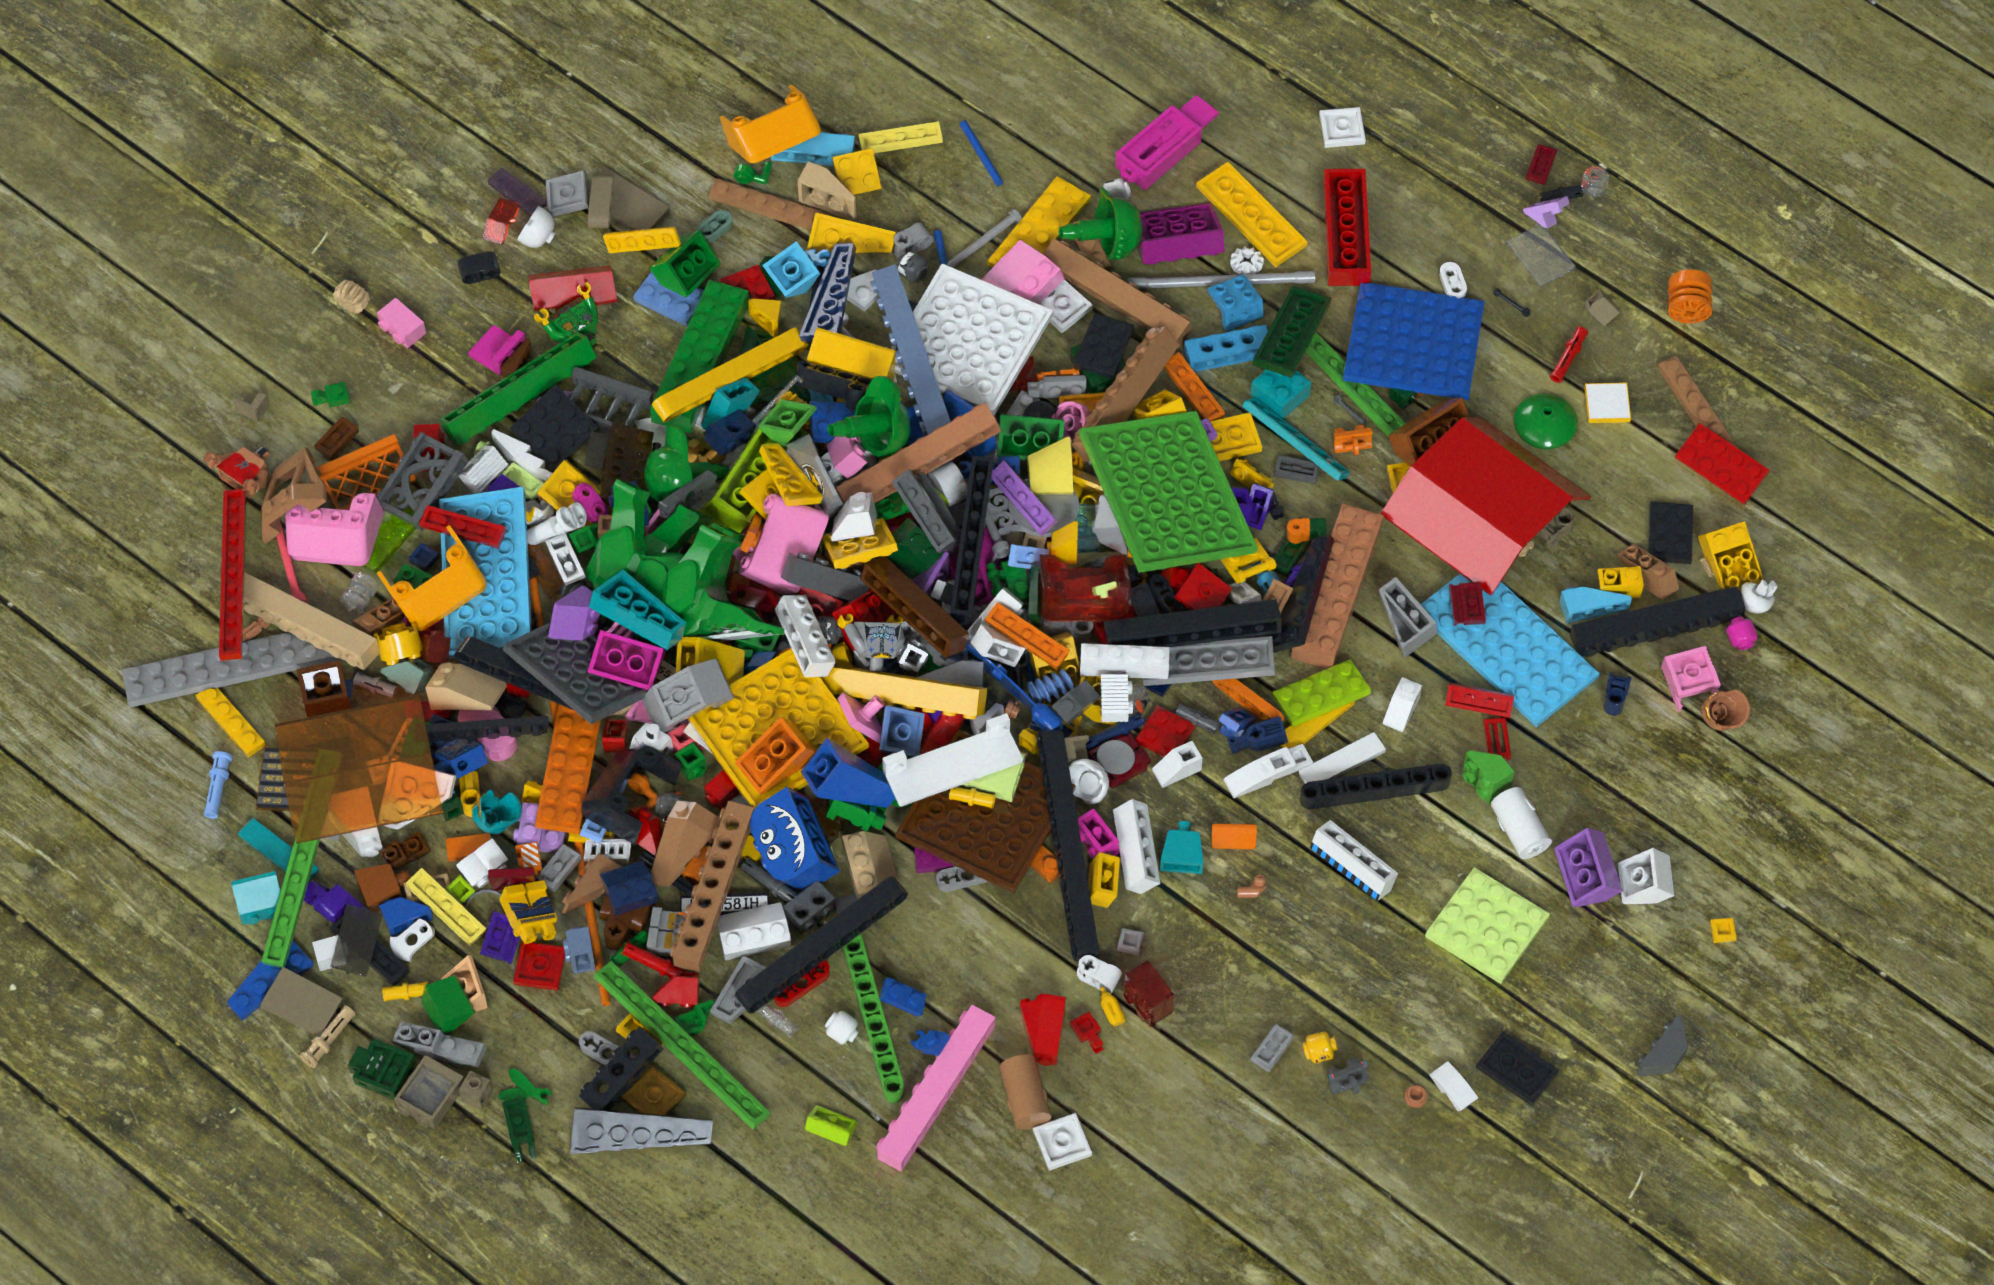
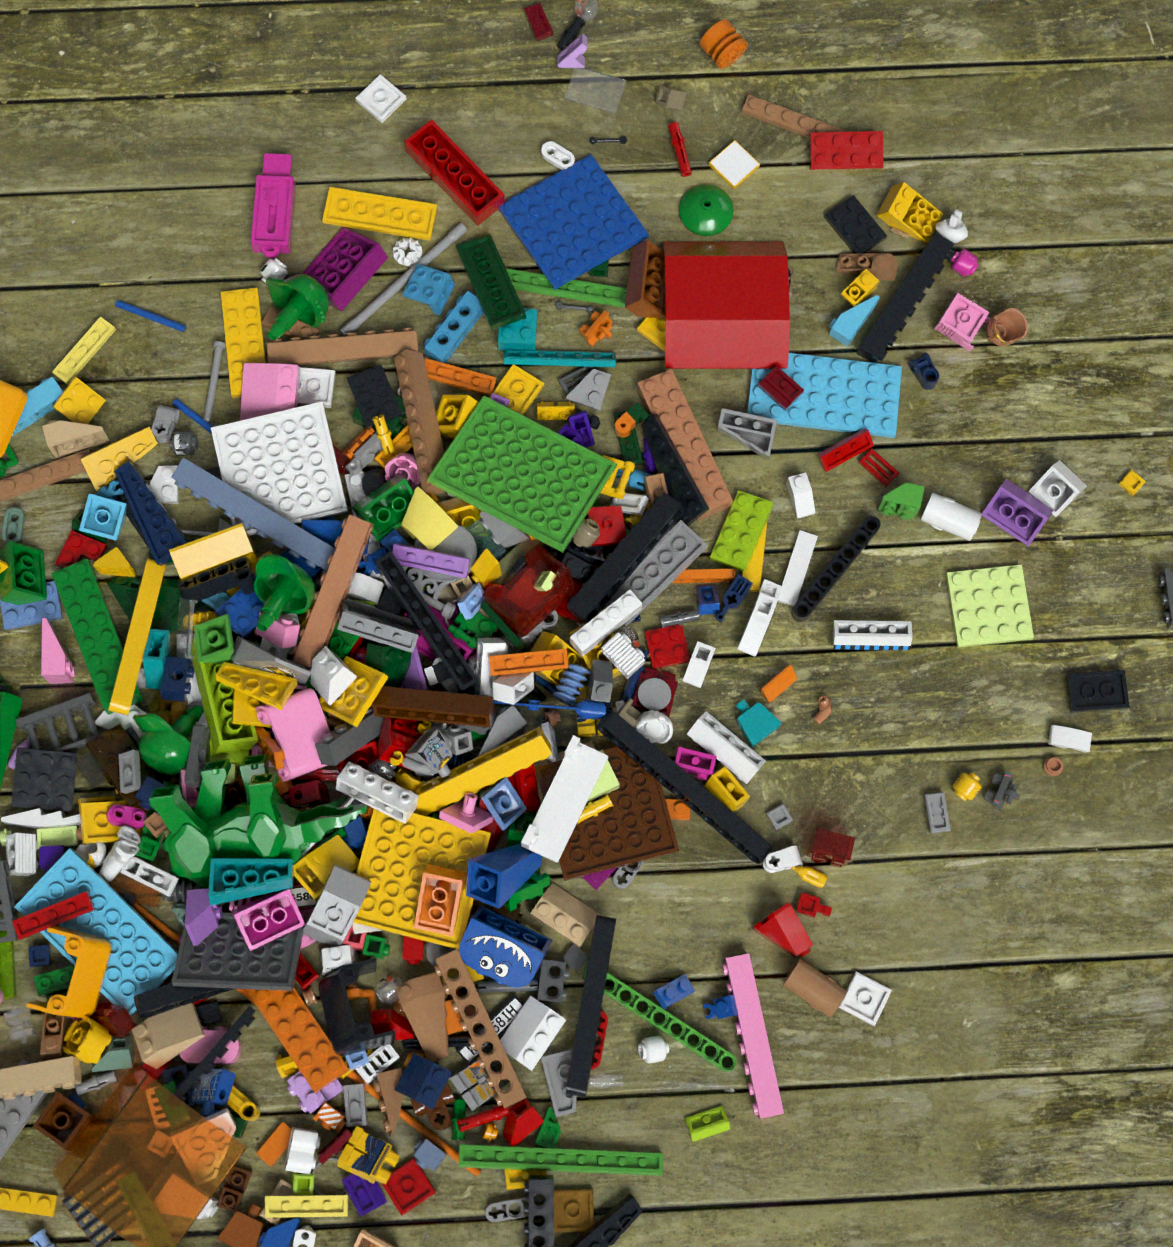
camera: 45 degrees left, 15 degrees up
(496, 814) = (277, 1105): teal helmet -> none
(602, 758) = (309, 996): none -> medium nougat bush
(625, 467) = (129, 771): none -> light grey plate
(645, 978) = (490, 1132): none -> light orange plate
(650, 344) = (55, 663): none -> bright pink slope
(1082, 379) = (383, 434): none -> yellow pin
(1176, 579) = (586, 533): none -> dark tan head
(1298, 483) = (590, 390): none -> light grey wing

